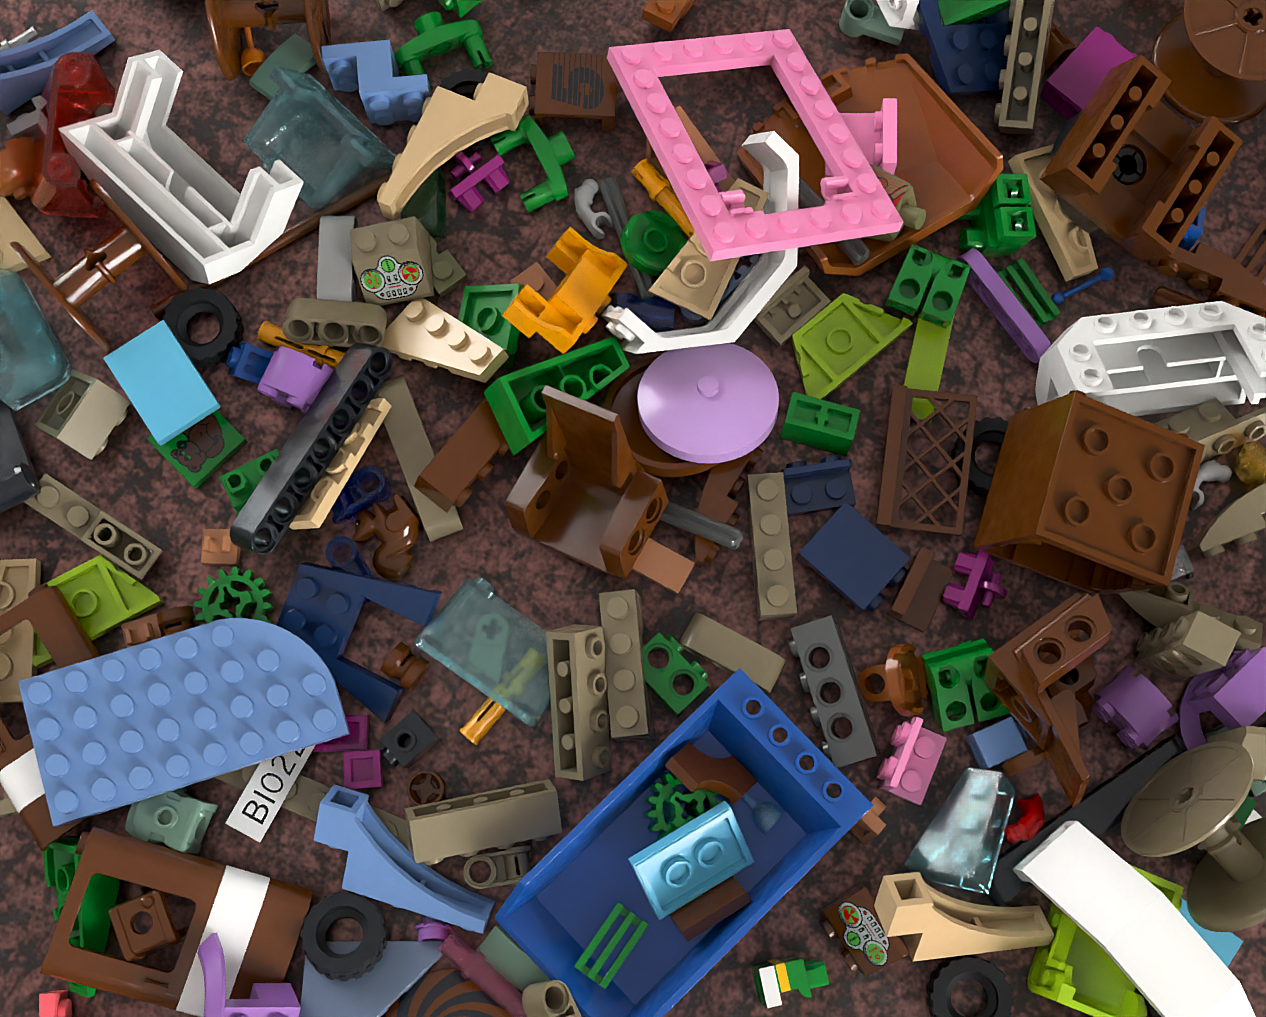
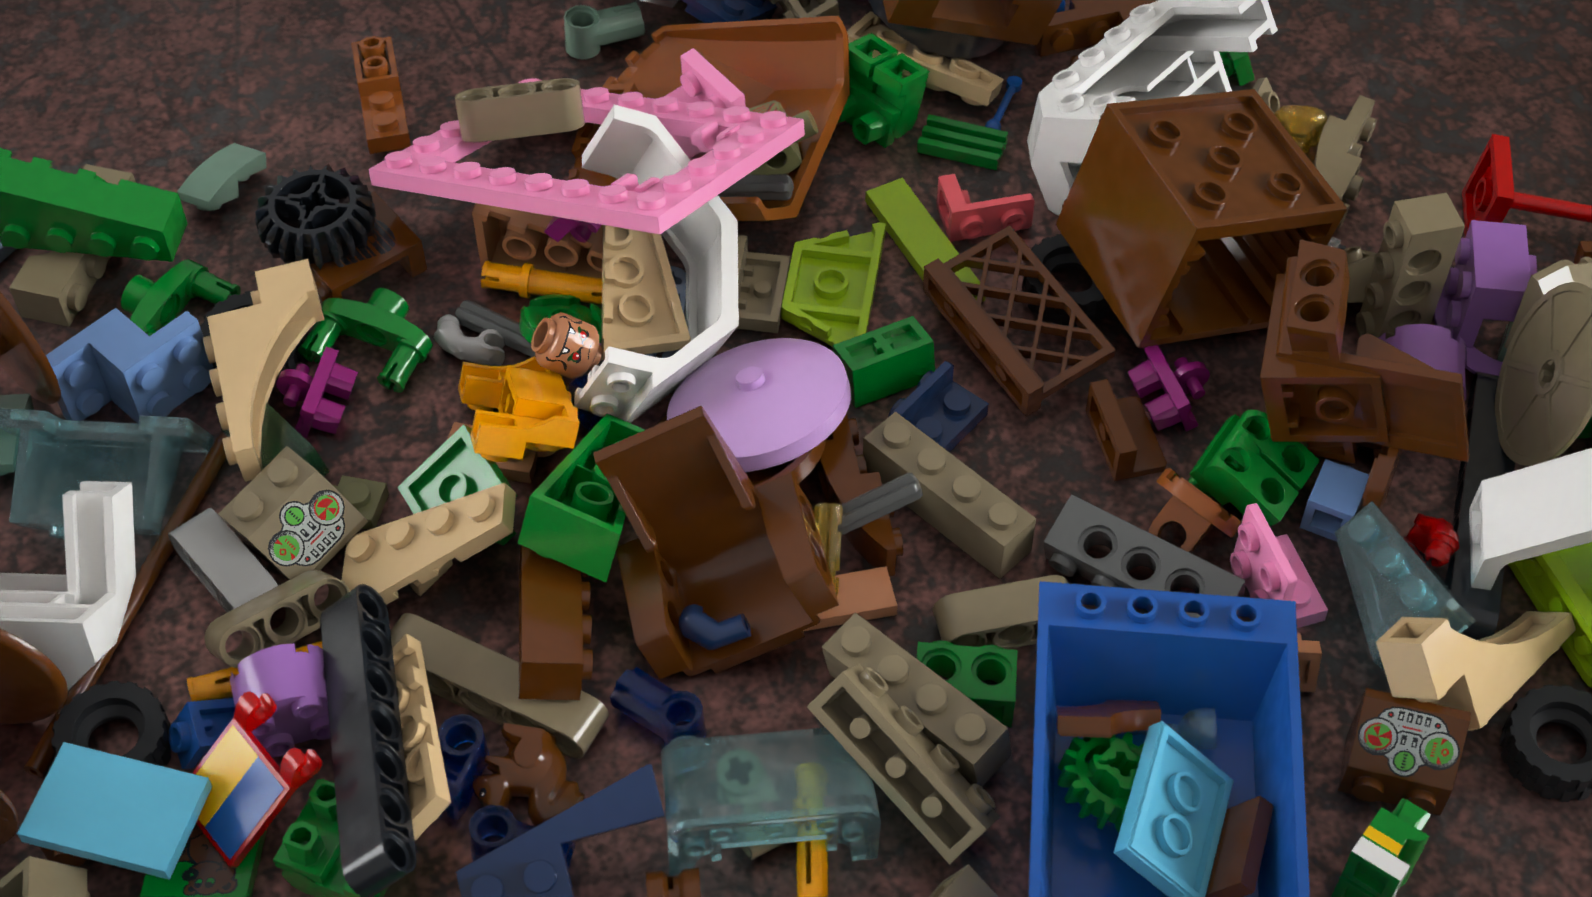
camera: 40 degrees left, 25 degrees down
(232, 425) = (247, 781): none -> flag
(491, 547) = (658, 706): none -> clear blue piece
(549, 518) = (710, 633): none -> dark blue arm
(555, 68) = (315, 216): none -> black gear
(629, 269) = (566, 345): none -> nougat head
(663, 529) = (828, 518): none -> clear yellow axle
(737, 71) = (520, 110): none -> dark tan beam
(854, 558) = (1038, 442): dark blue panel -> none
(929, 271) = (872, 179): green hips -> none
(969, 365) = (983, 218): none -> coral bracket
(1005, 306) = (952, 153): medium lavender beam -> none

